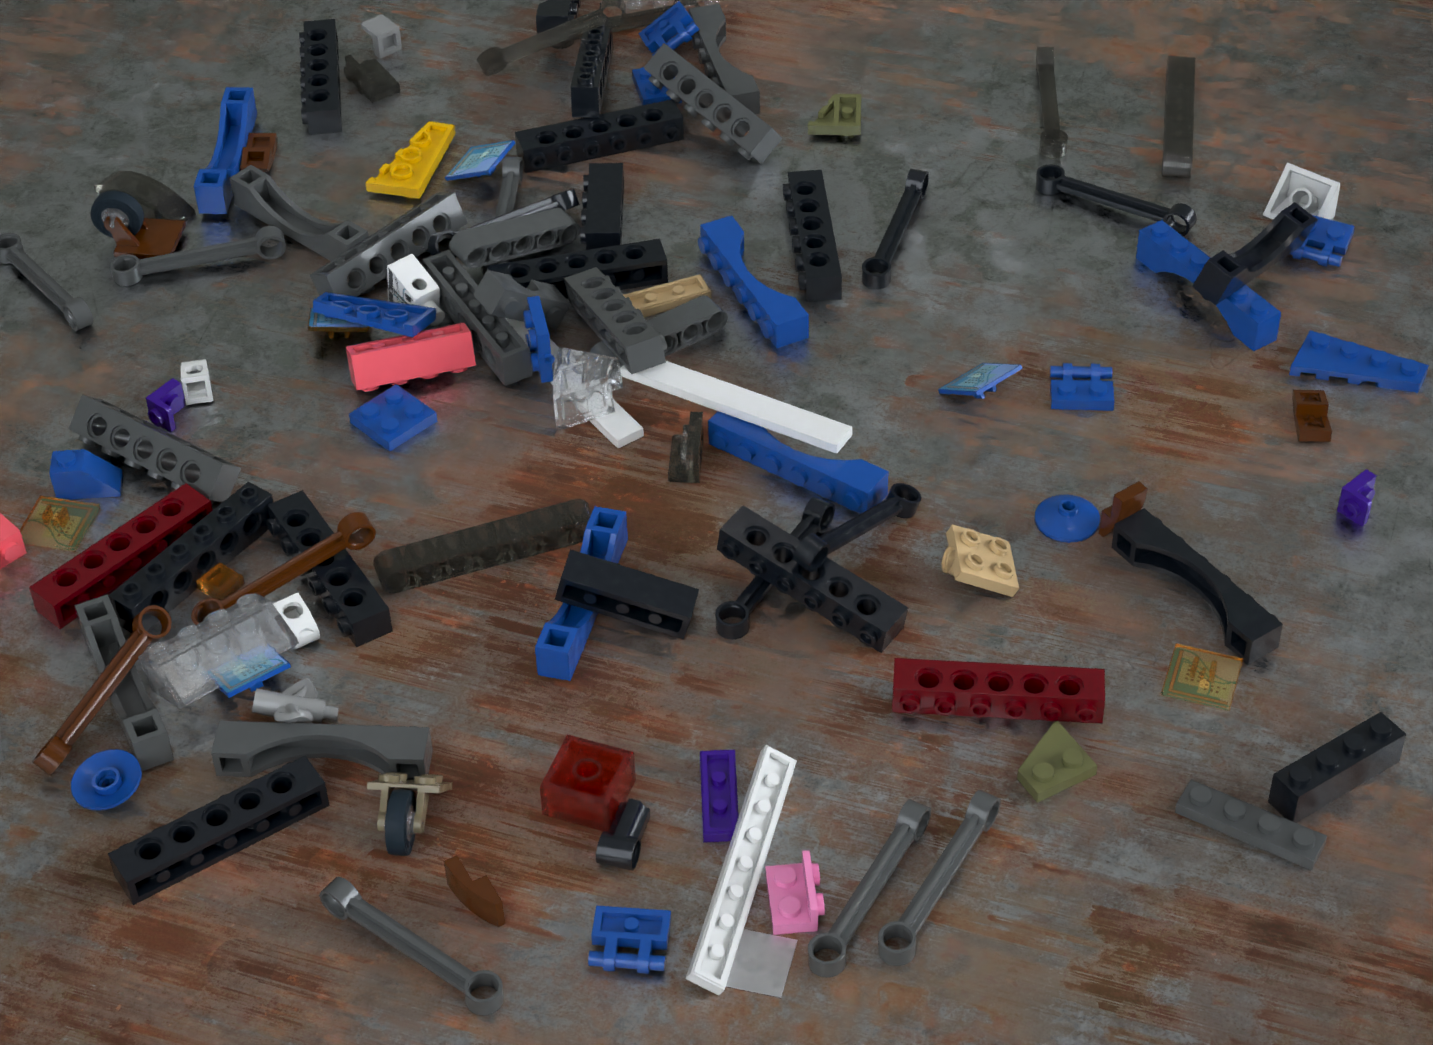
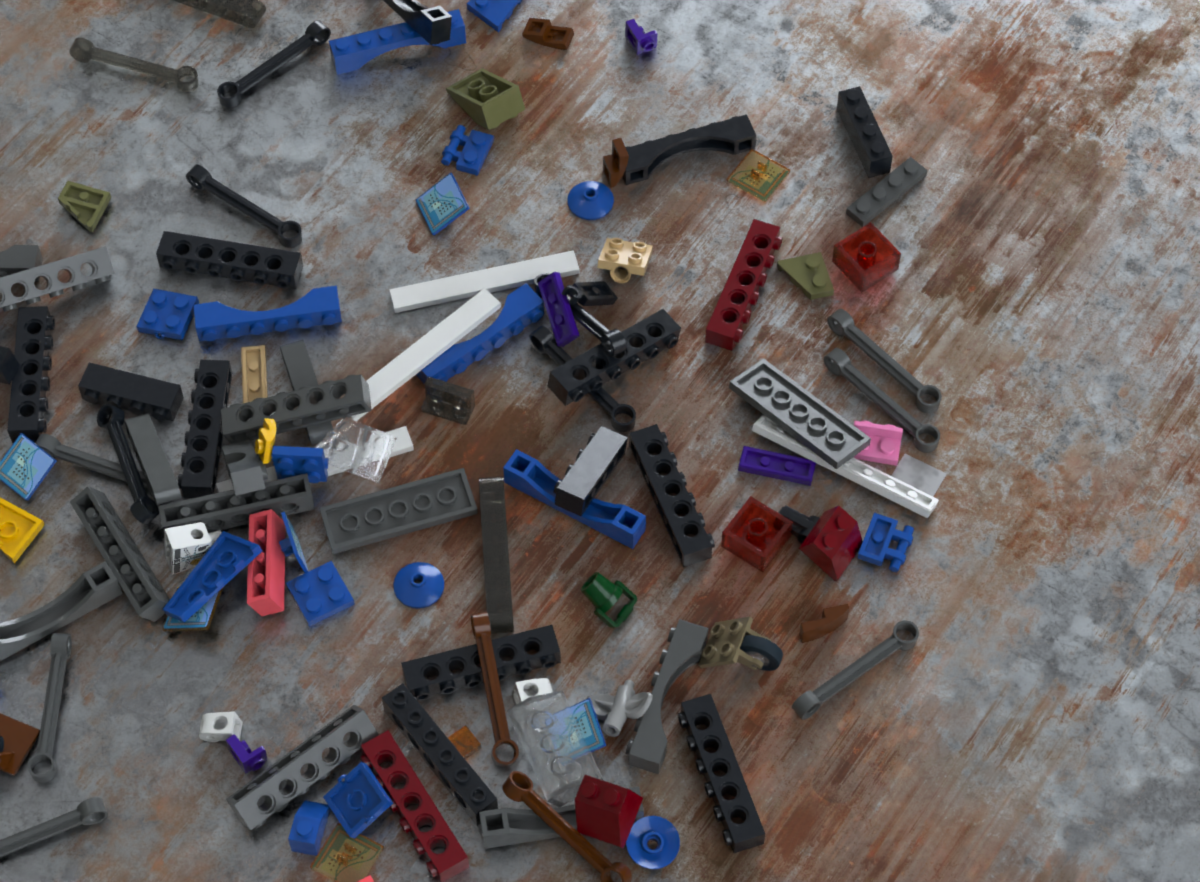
camera: 75 degrees left, 15 degrees up
(120, 502) = (357, 800): none -> blue plate
(125, 699) = (605, 810): none -> dark red slope
(430, 497) = (418, 594): none -> blue dish
(438, 368) = (292, 545): none -> blue piece
(450, 650) = (604, 595): none -> dark green piece
(521, 448) = (398, 510): none -> dark grey plate
(554, 300) = (266, 440): none -> yellow slope
(596, 867) = (833, 542): none -> dark red slope
(626, 687) = (689, 549): none -> black brick
(717, 205) = (167, 314): none -> blue plate
(799, 790) = (800, 413): none -> dark grey plate
(858, 505) = (558, 309): none -> dark purple tile
(889, 449) = (491, 279): none -> white tile
(900, 533) = (590, 293): none -> black plate
(1105, 811) = (866, 257): none -> clear red brick
(1165, 381) = (487, 98): none -> olive slope

